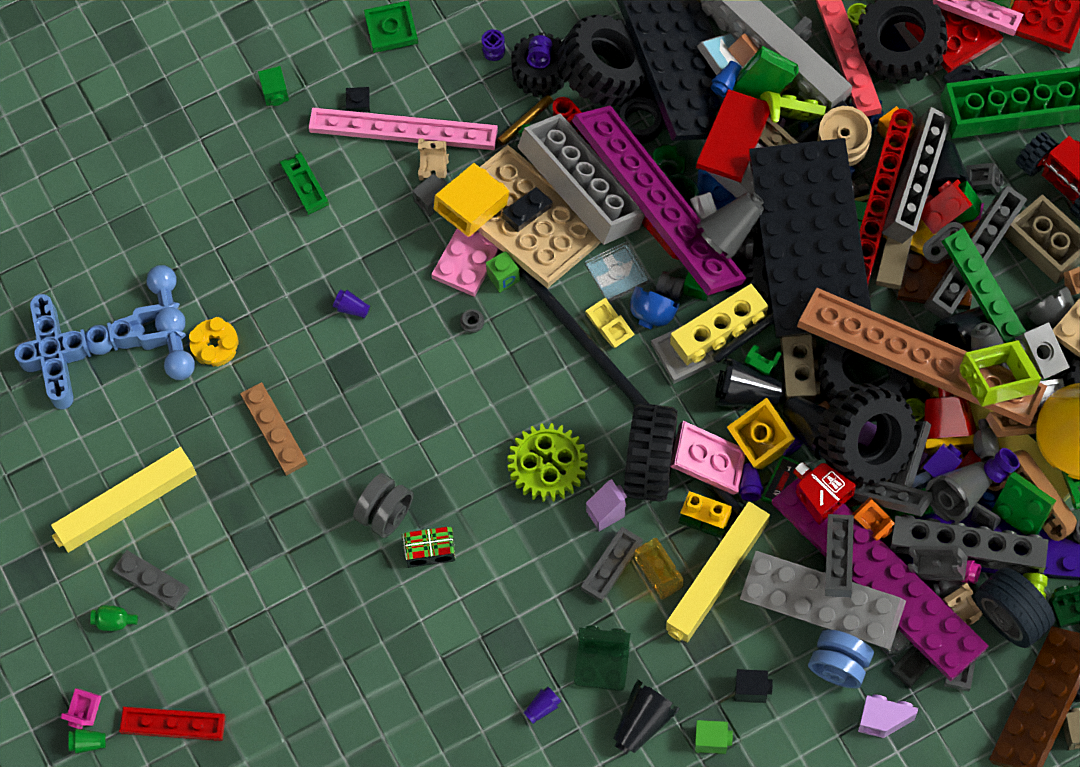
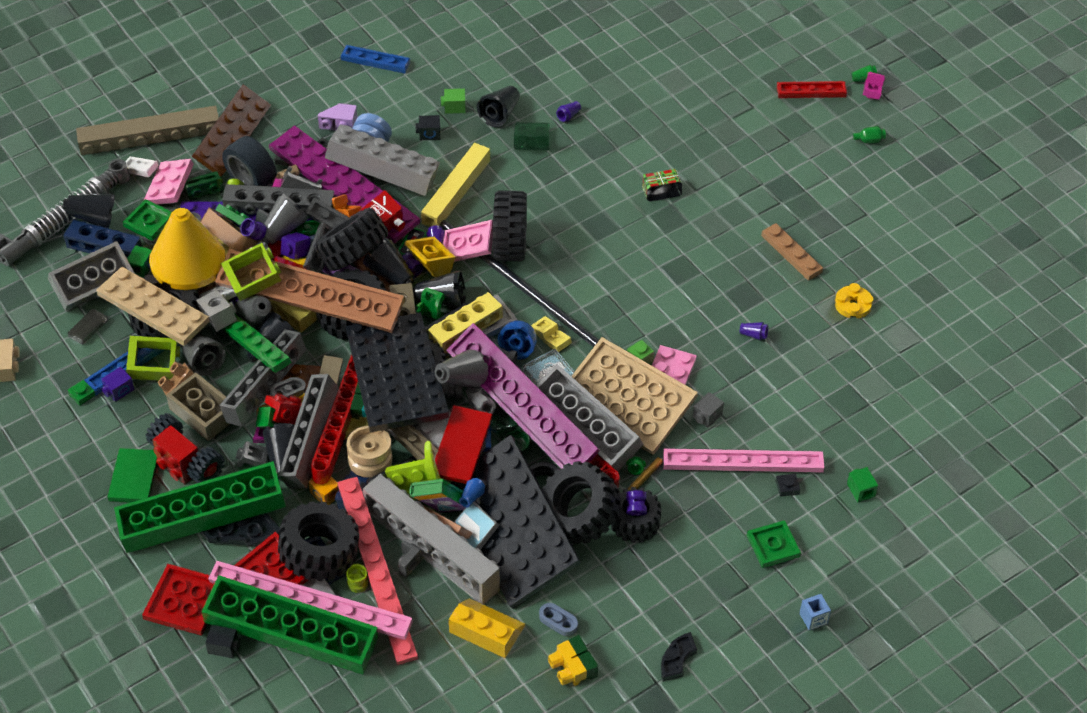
camera: 170 degrees right, 15 degrees down
(123, 500) = (885, 198): light yellow brick -> none
(151, 580) = (851, 160): dark grey plate -> none
(168, 322) = (967, 281): medium blue piece -> none
(304, 183) = (815, 414): green plate -> none
(383, 505) = (698, 196): dark grey wheel -> none
(432, 159) = (712, 431): tan piece -> none
(471, 199) = (673, 383): yellow brick -> none
(472, 314) = (658, 327): dark grey plate -> none
(493, 45) = (679, 532): dark purple wheel -> none
(526, 209) = (627, 391): black plate -> none
(561, 446) = (585, 240): lime gear -> none
(607, 505) = (538, 212): lavender slope -> none
(611, 564) = (535, 182): dark grey plate -> none
(659, 568) = (496, 177): clear yellow brick -> none
(703, 509) = (466, 212): yellow hips -> none
(839, 555) = (371, 165): dark grey plate -> none

